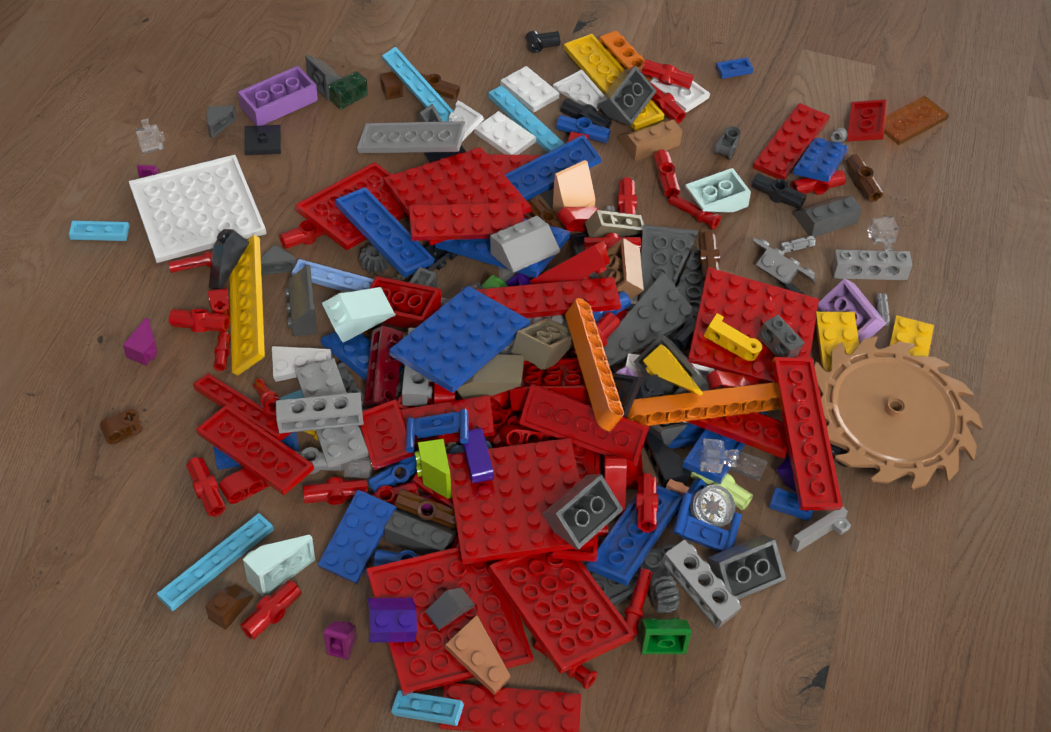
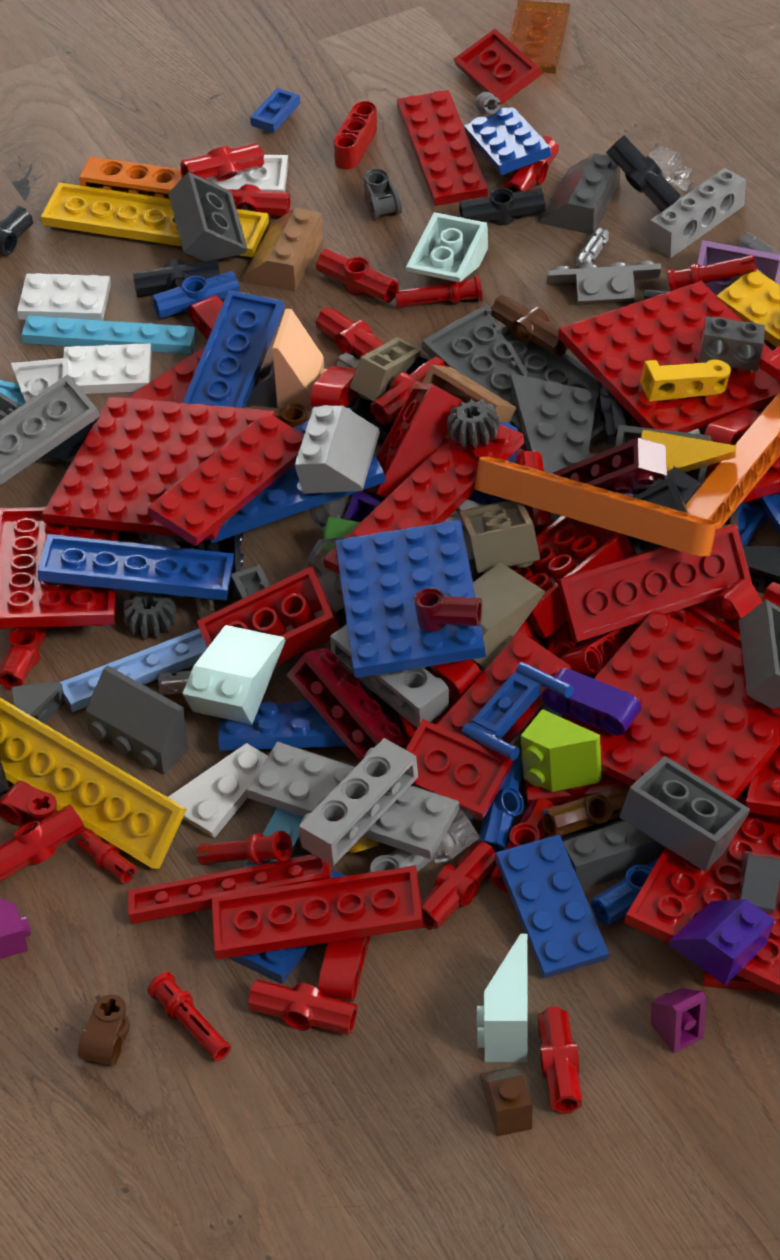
camera: 40 degrees left, 5 degrees down
(162, 442) = (180, 1006): none -> red pin
(215, 562) = (427, 1071): medium azure plate -> none
(448, 544) = (683, 813): none -> dark grey slope
(452, 355) = (437, 610): none -> dark red piece
(579, 89) = (130, 253): white wing -> none
(597, 280) = (473, 423): none -> dark grey gear
(626, 355) = (621, 467): none -> dark red brick
(755, 106) = (355, 135): none -> red beam
(825, 296) = (711, 272): none -> red pin
(863, 223) = (643, 173): none -> black piece
(864, 178) = (572, 129): reddish brown piece -> none

